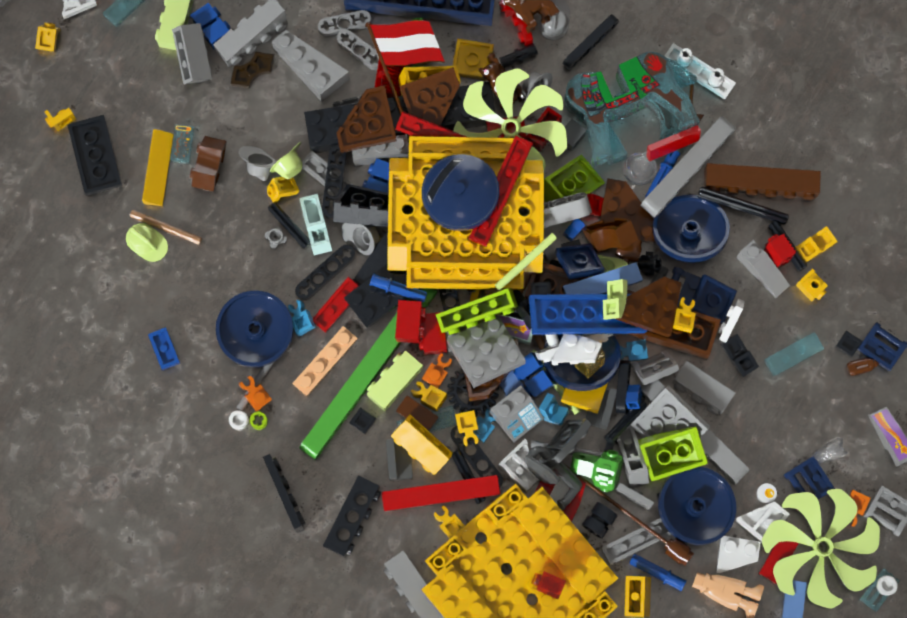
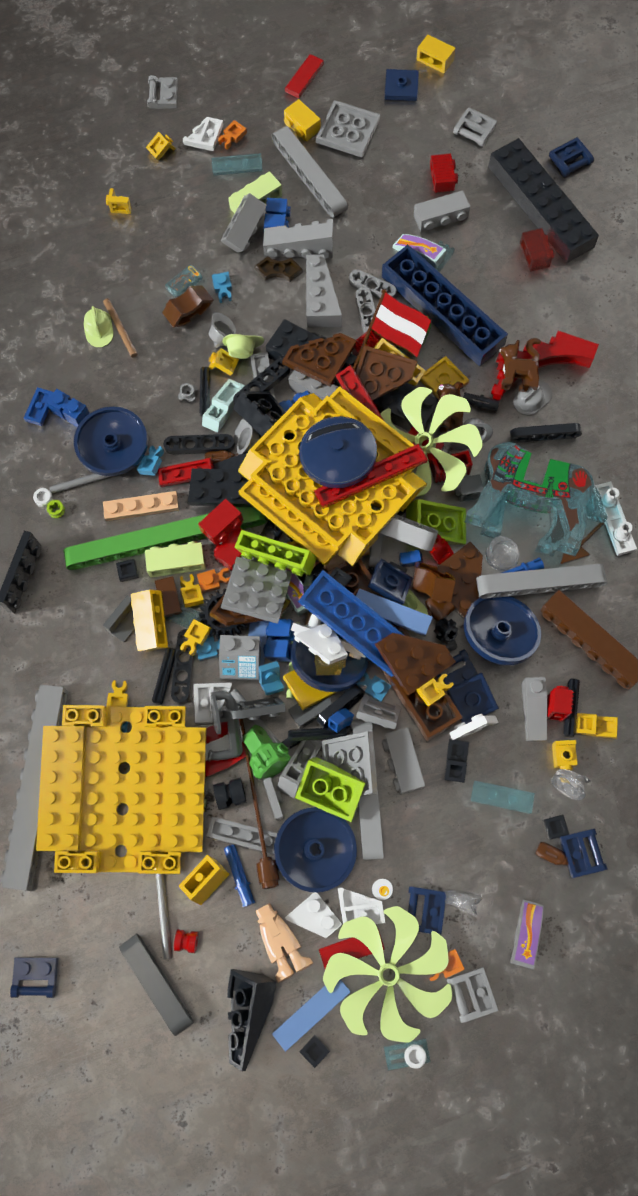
camera: 45 degrees right, 5 degrees down
(94, 155) = (118, 243): black plate -> none
(157, 168) = (150, 283): yellow slope -> none
(200, 328) = (67, 408): none -> blue piece
(218, 120) = (222, 285): none -> dark azure plate
(256, 395) = (70, 490): orange plate -> none
(352, 268) = (218, 456): none -> reddish brown piece
(361, 487) = (23, 638): black brick -> none
(398, 288) = (231, 486): blue axle -> none
(441, 493) = (132, 670): red tile -> none
(526, 261) = (342, 543): yellowish green bar -> none
(548, 584) = (137, 806): clear red brick -> none
(616, 299) = (392, 625): yellowish green slope -> none
(673, 143) = (544, 552): red tile -> none
(743, 205) = (561, 646): black axle -> none
(834, 304) = (570, 783): none -> clear piece

